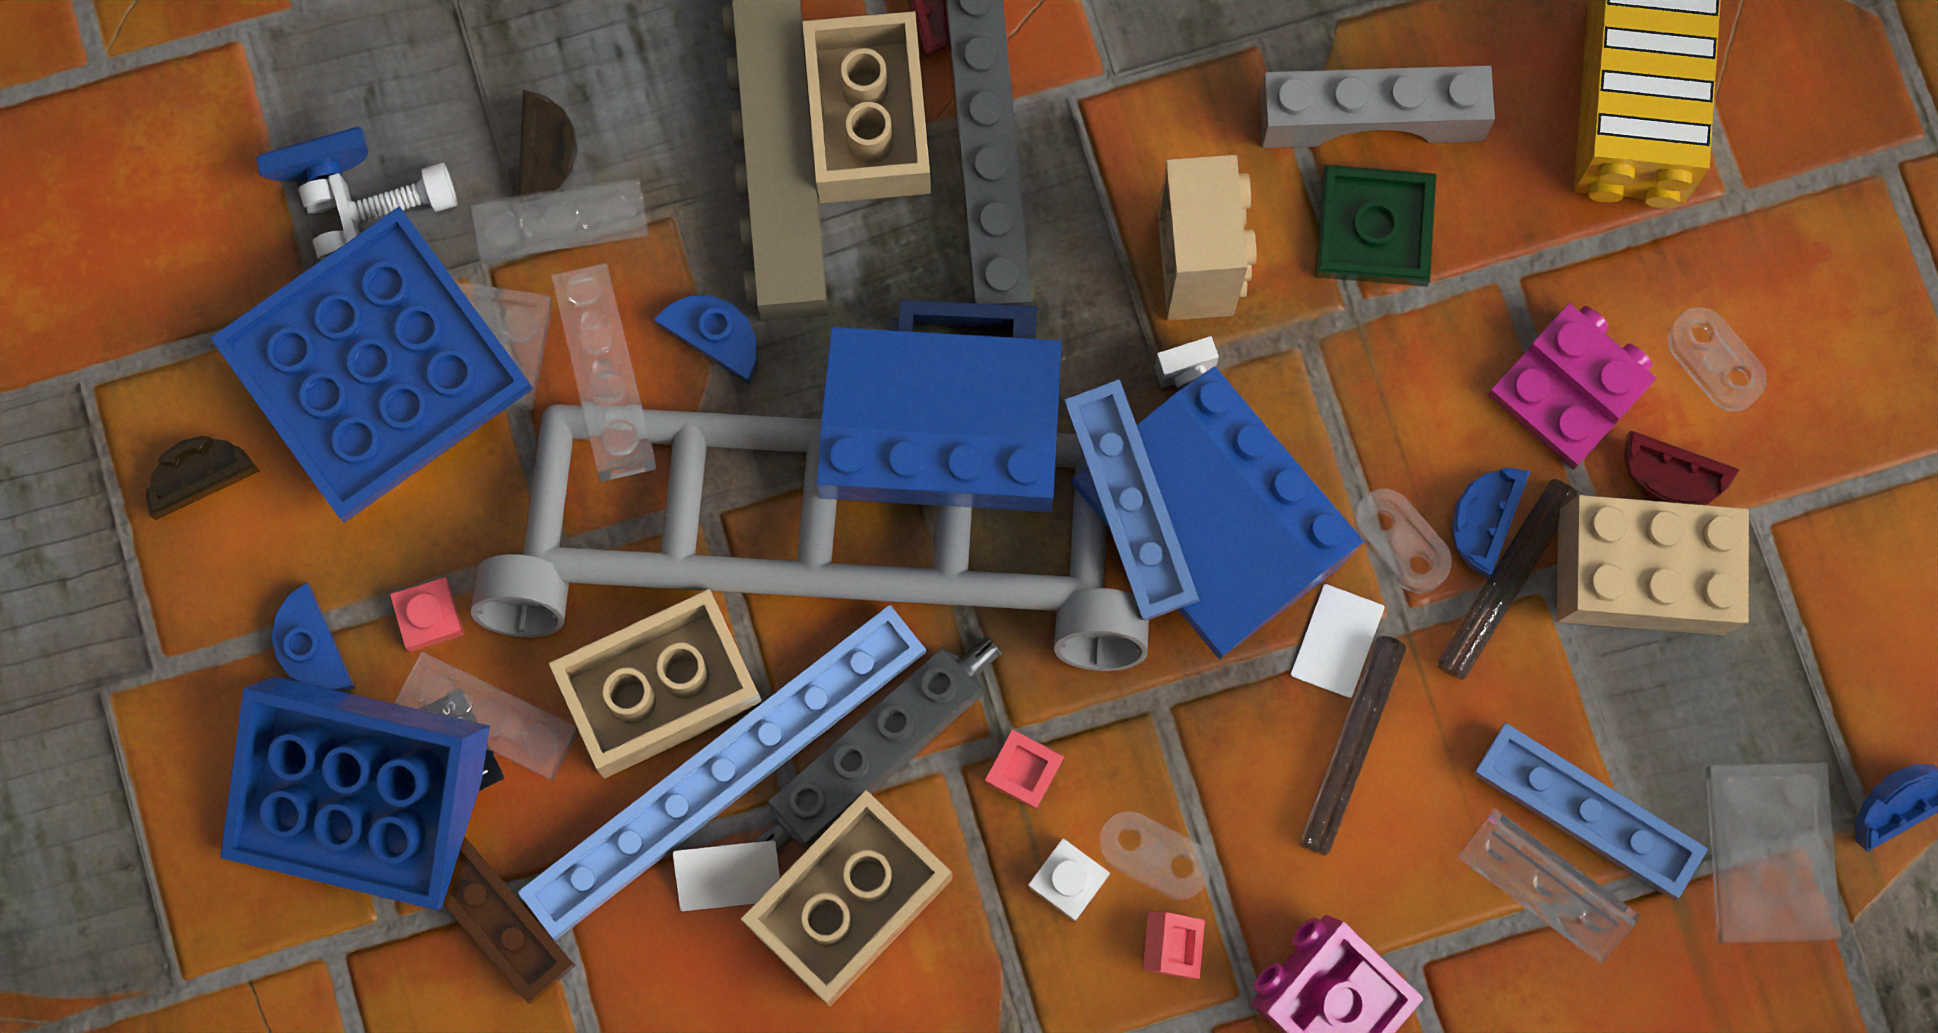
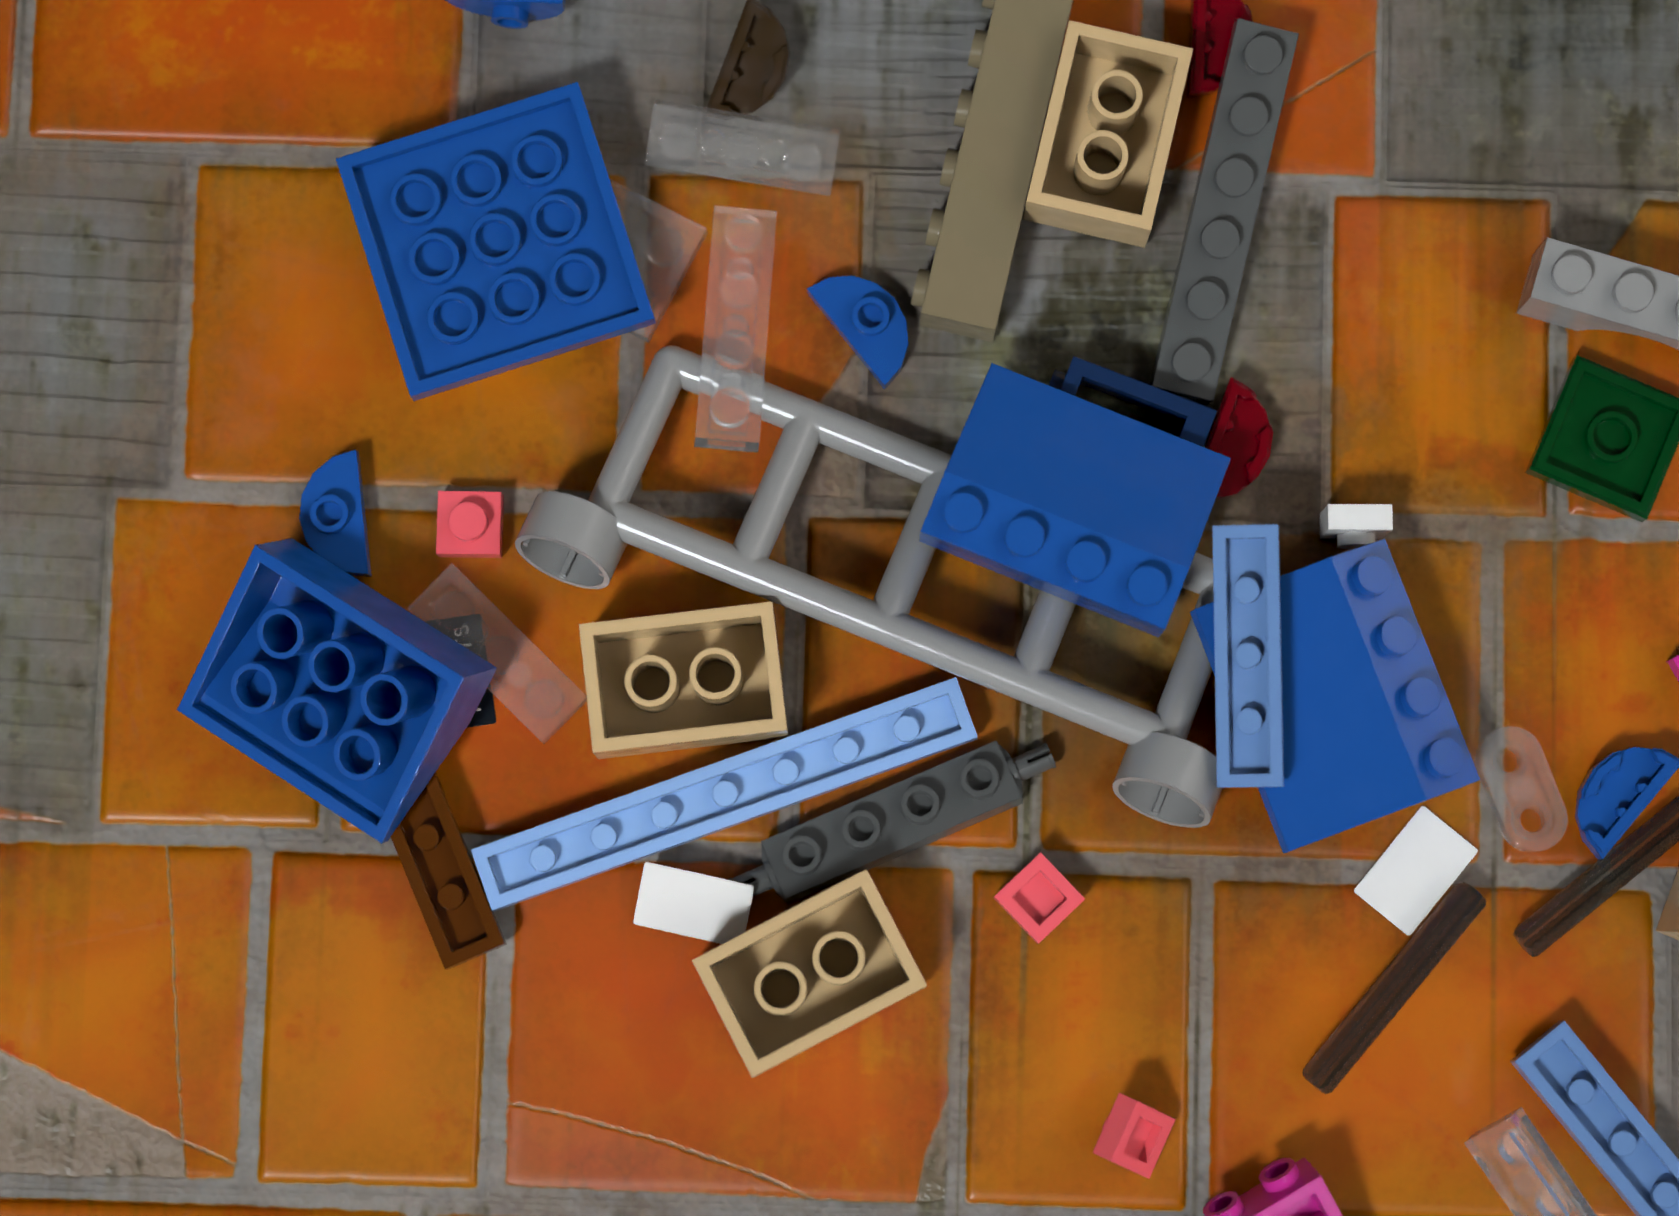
camera: 20 degrees right, 5 degrees up
(195, 471) = (276, 293): dark brown plate -> none
(325, 194) = (619, 71): white bar -> none
(1066, 319) = (1243, 434): none -> dark red plate
(1068, 880) = (1047, 1029): white plate -> none
(1153, 857) = (1146, 1033): clear plate -> none
(1203, 236) = (1421, 397): tan brick -> none

